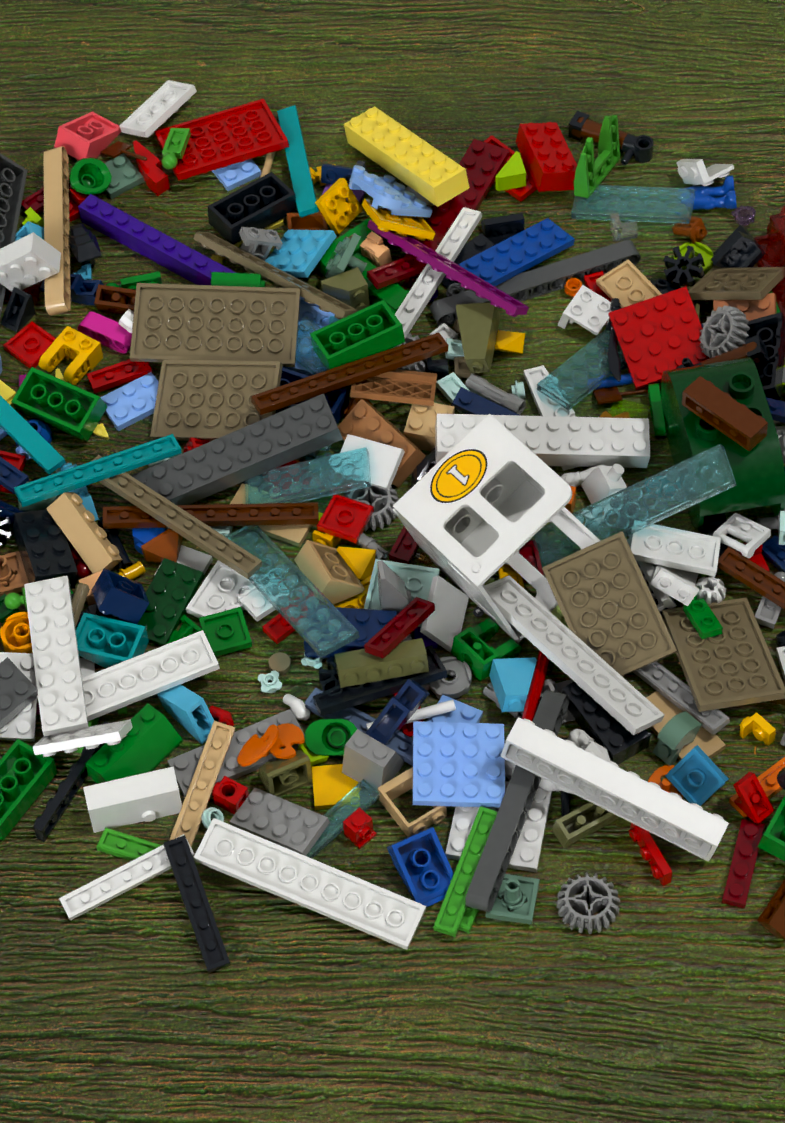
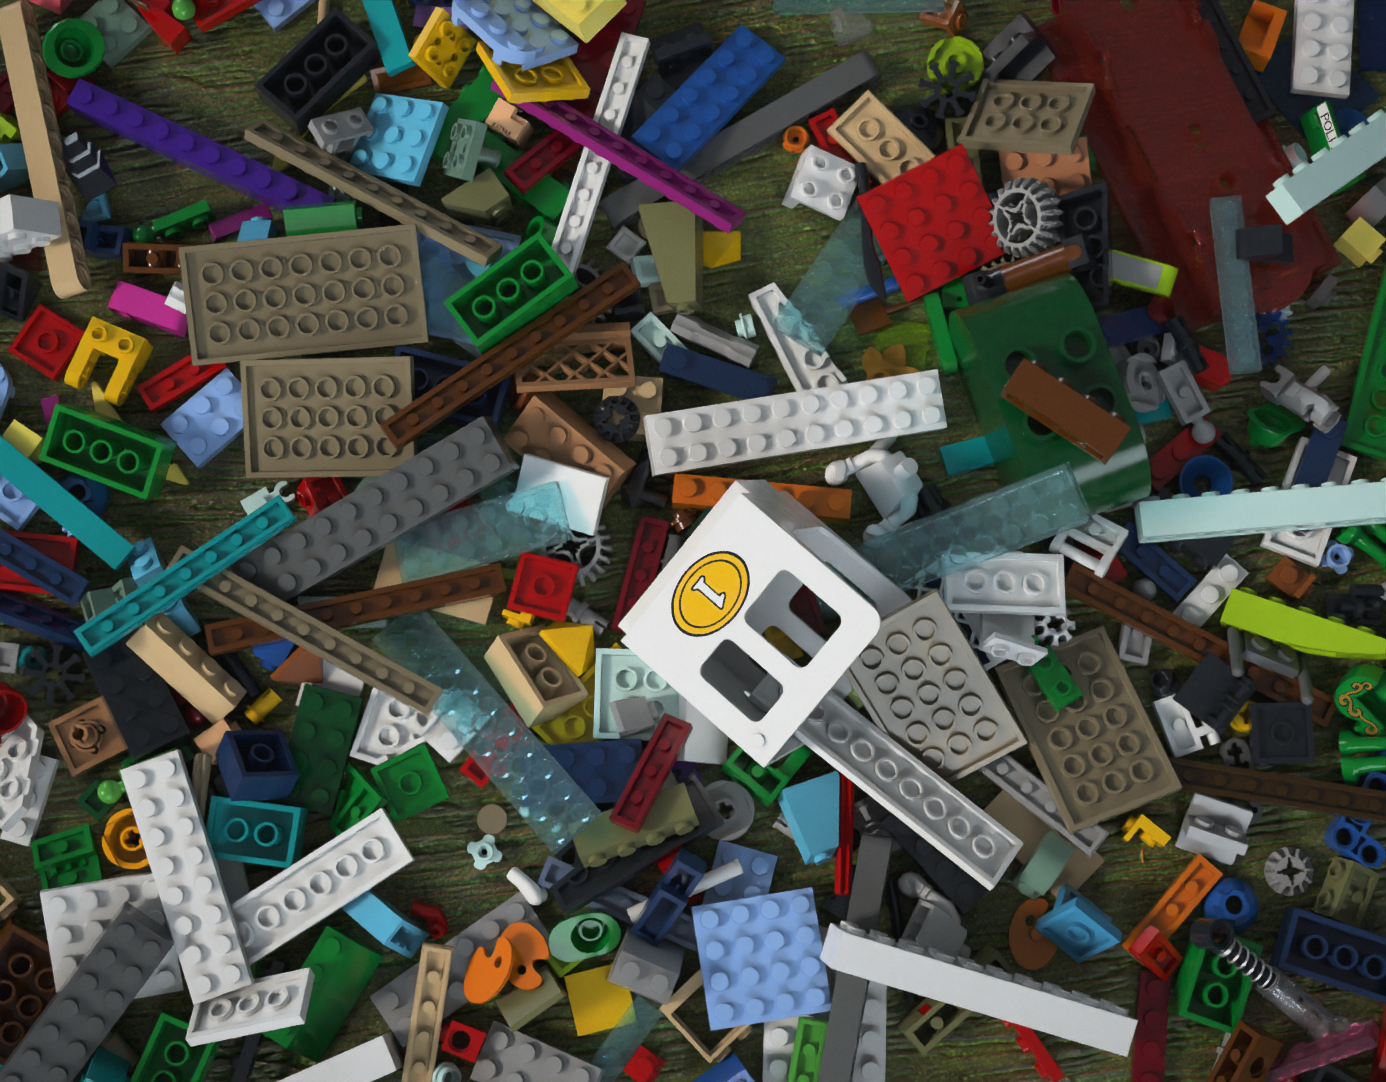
camera: 10 degrees left, 25 degrees up
(425, 423) = (628, 425): none -> black gear

